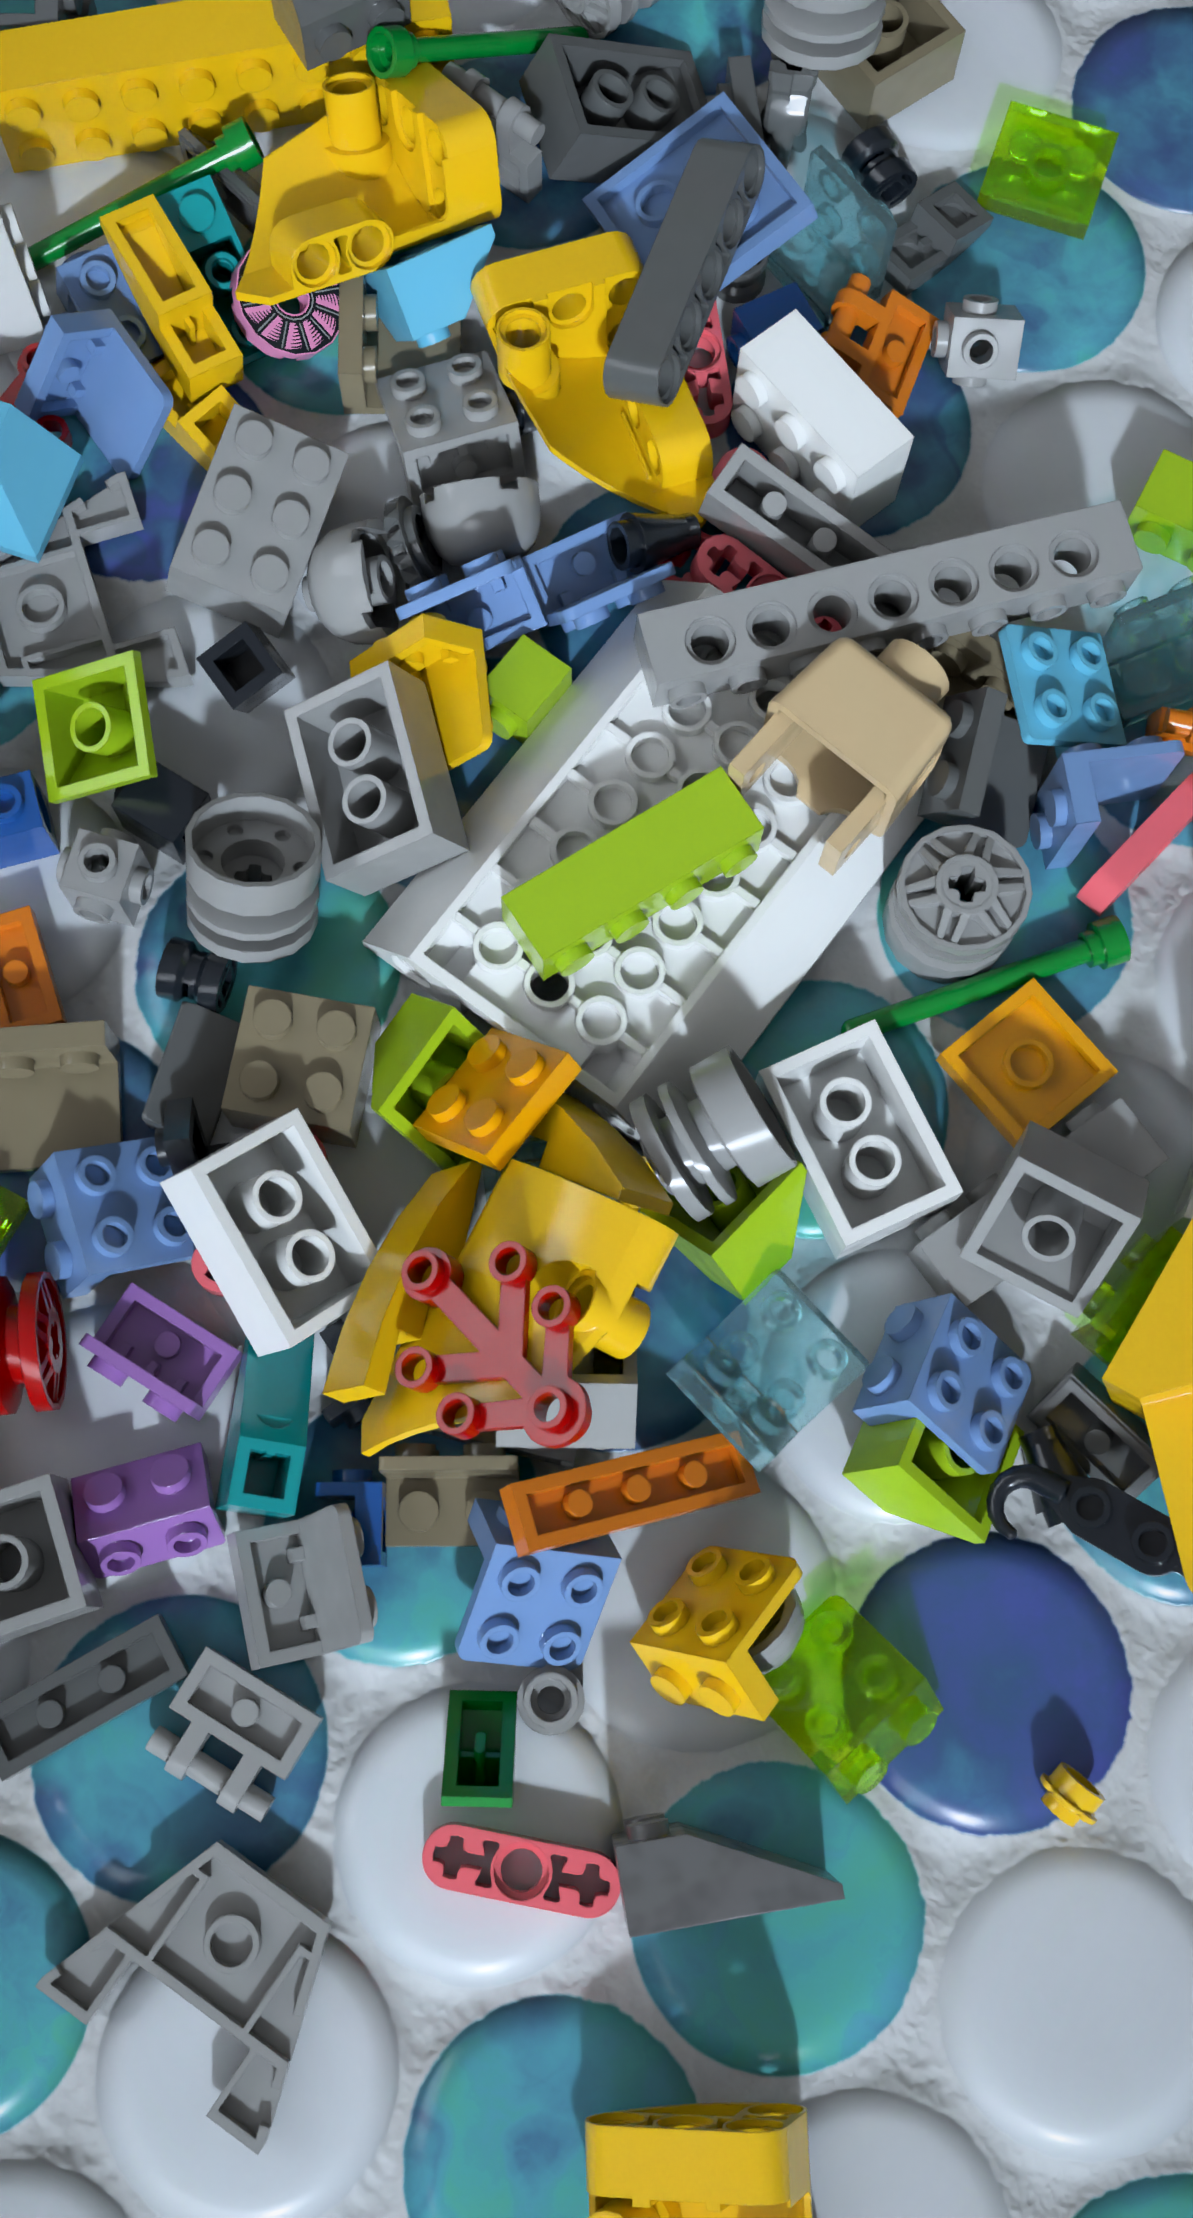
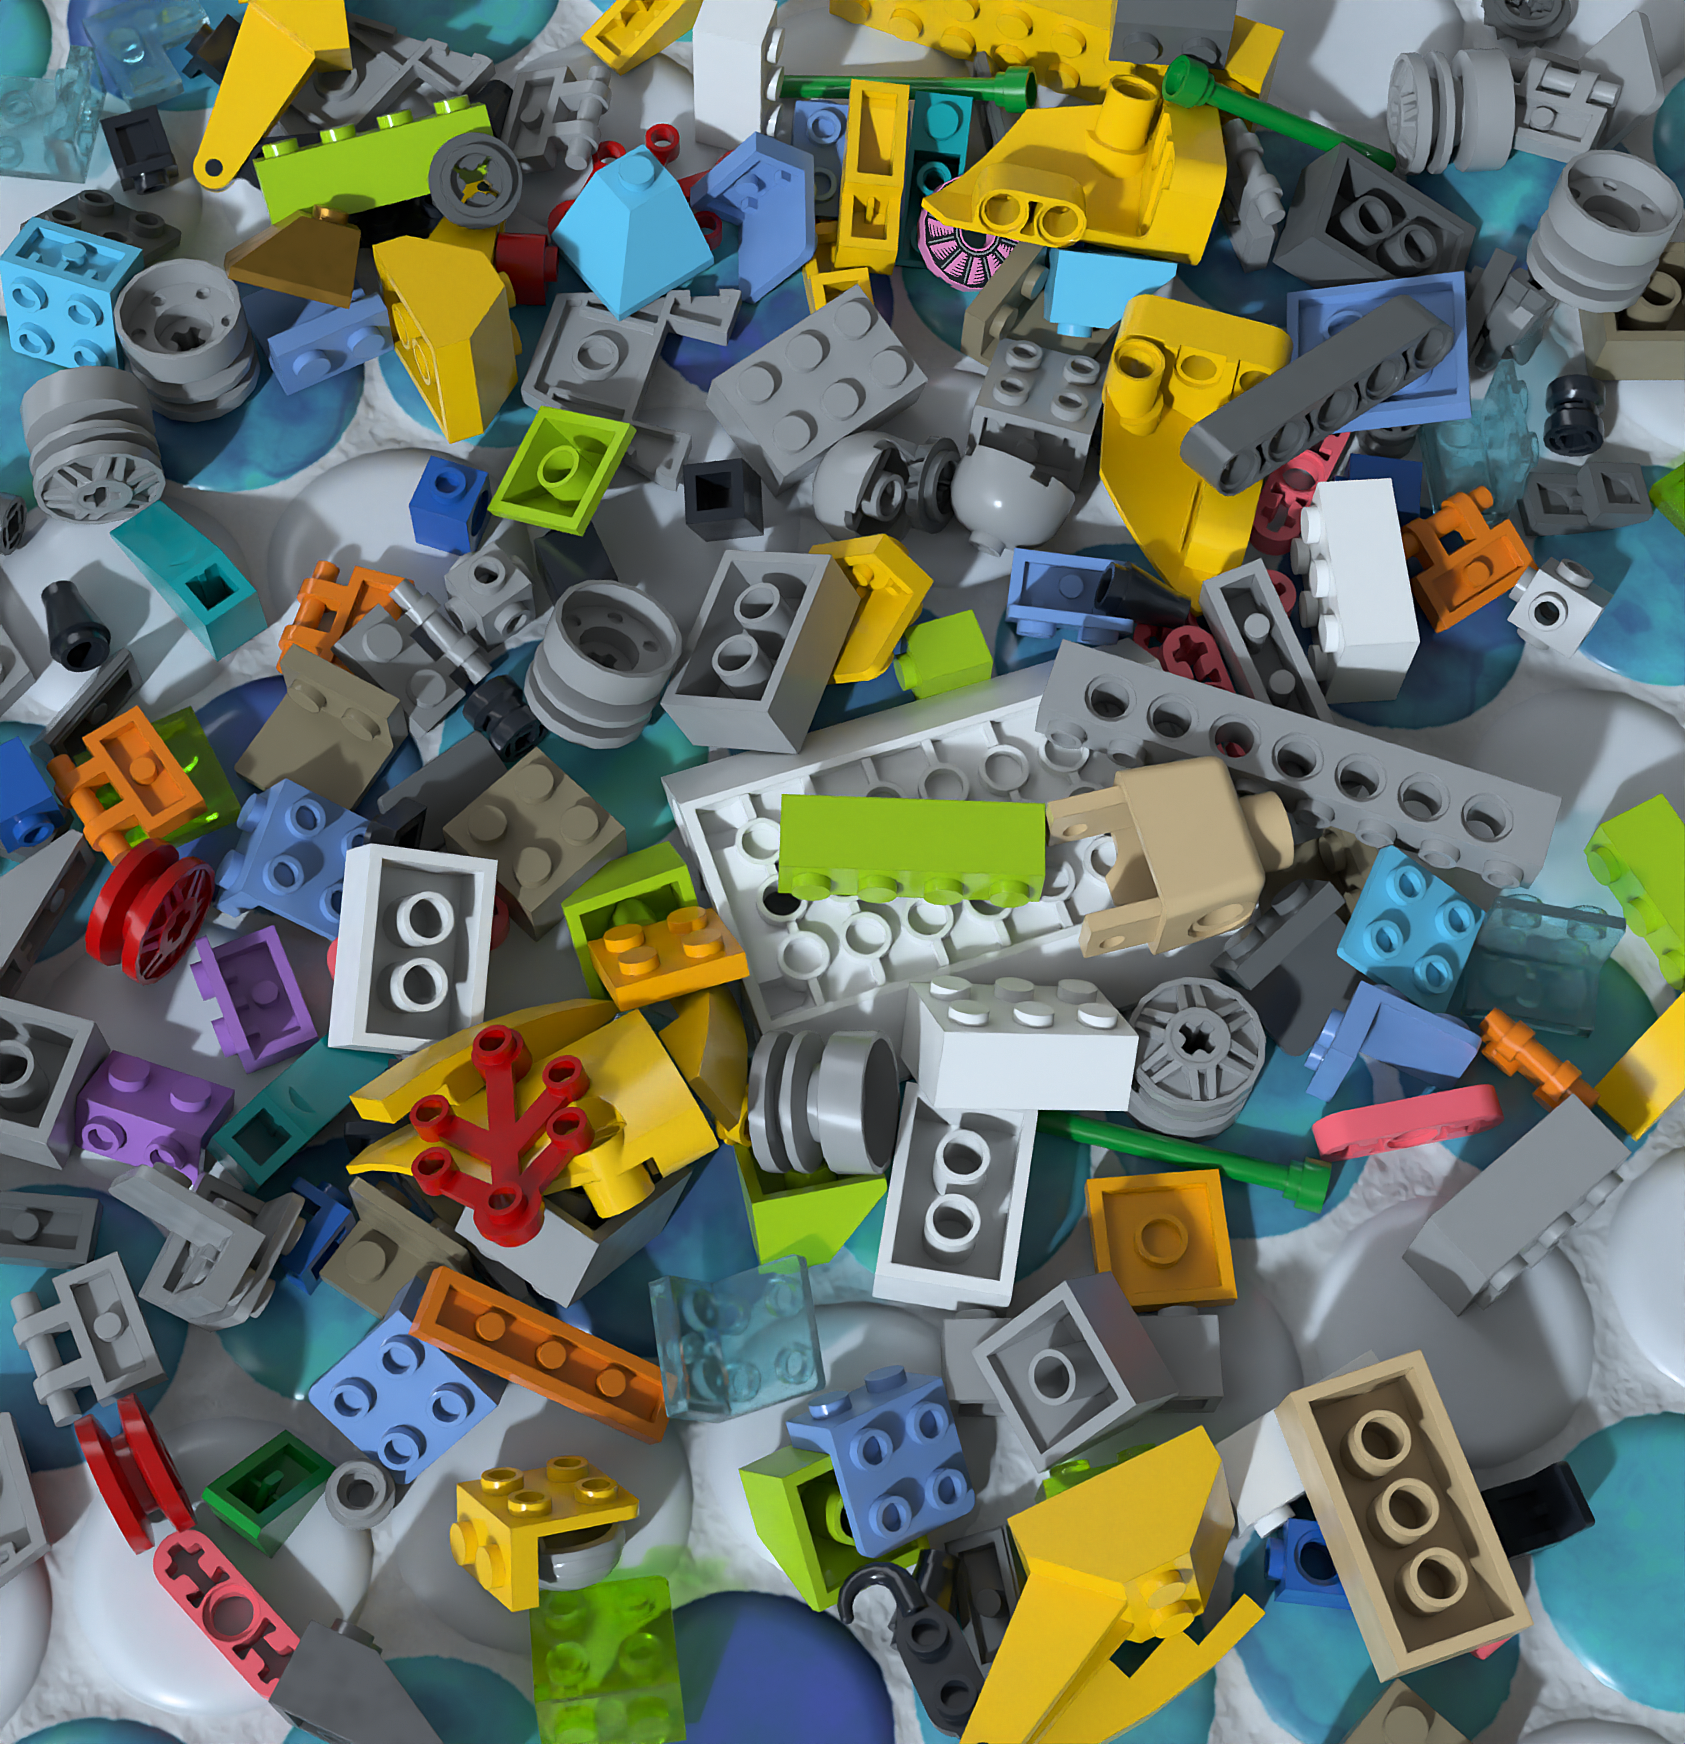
camera: 35 degrees right, 10 degrees down
(68, 990) = (390, 659): none -> light grey plate
(311, 1601) = (220, 1229): none -> light grey bracket
(366, 1822) = (135, 1473): none -> red wheel
(491, 598) = (962, 557): medium blue bracket -> none
(826, 983) = (1018, 1045): none -> white brick

